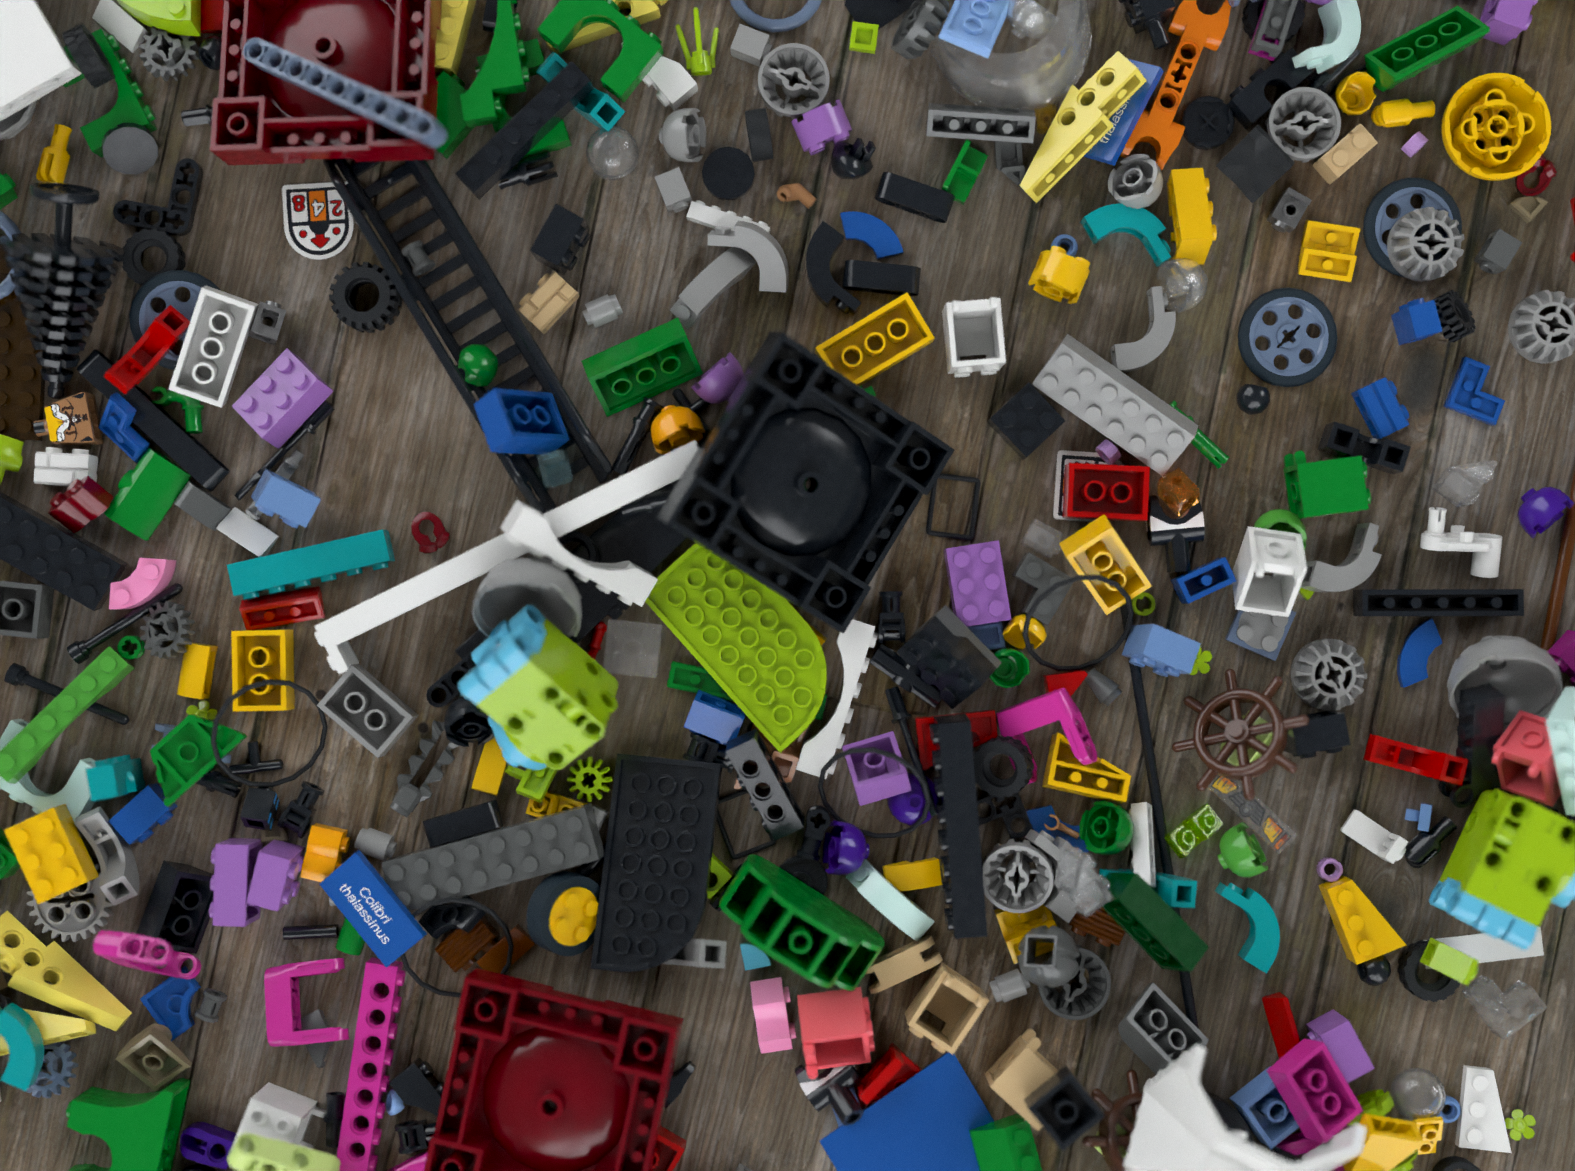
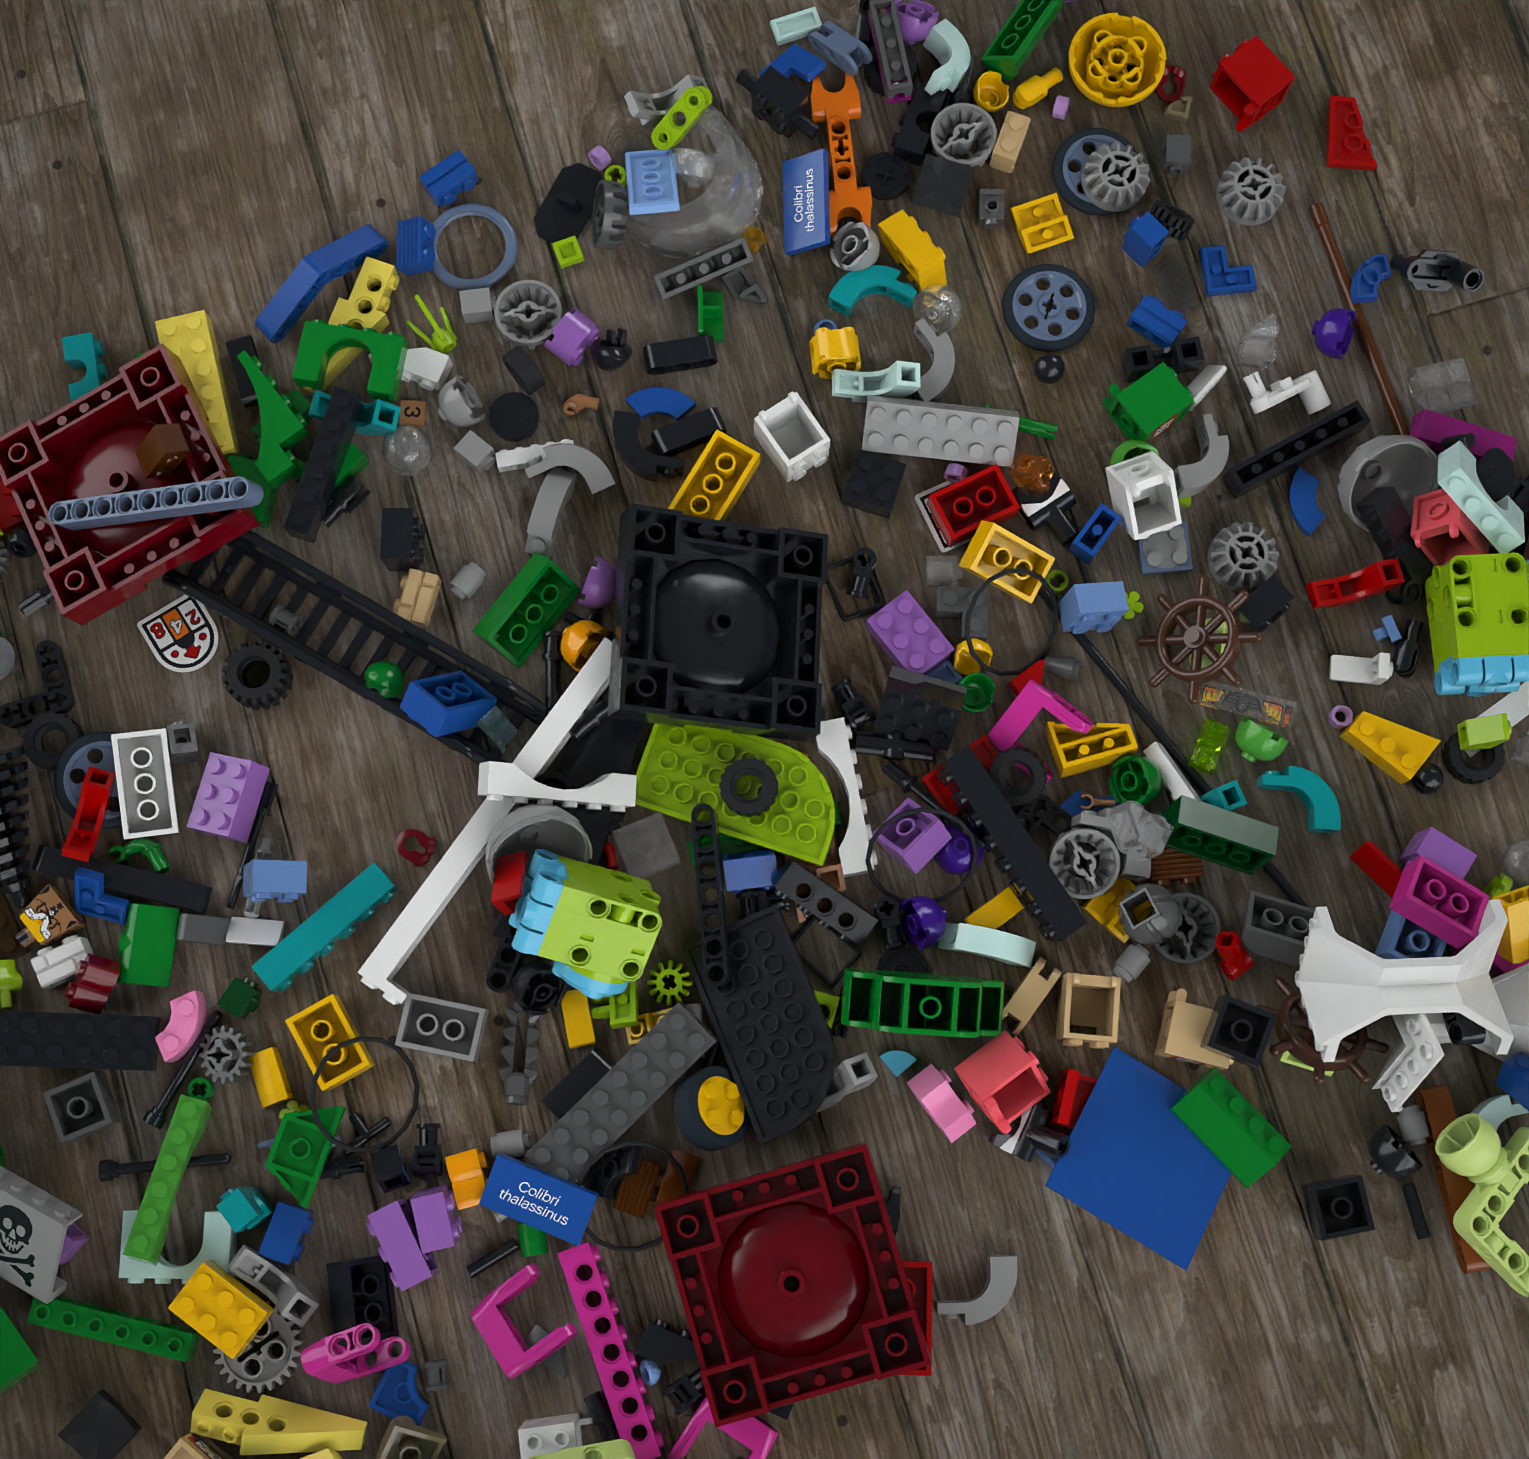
camera: 30 degrees left, 10 degrees down
(205, 585) = (241, 997): none -> dark green brick
(282, 608) = (320, 981): red slope -> none
(376, 42) = (162, 451): none -> reddish brown brick
(488, 620) = (509, 881): none -> red panel
(636, 119) = (413, 413): none -> medium nougat tile
(656, 734) = (715, 907): none -> black beam
(758, 666) = (744, 767): none -> black tyre
(967, 500) = (862, 574): none -> black connector
(1081, 123) = (784, 226): light yellow brick -> none
(1093, 332) = (896, 382): none -> light aqua arch
(1103, 1032) = (1233, 957): none -> red piece
(1391, 490) = (1205, 382): none -> white slope

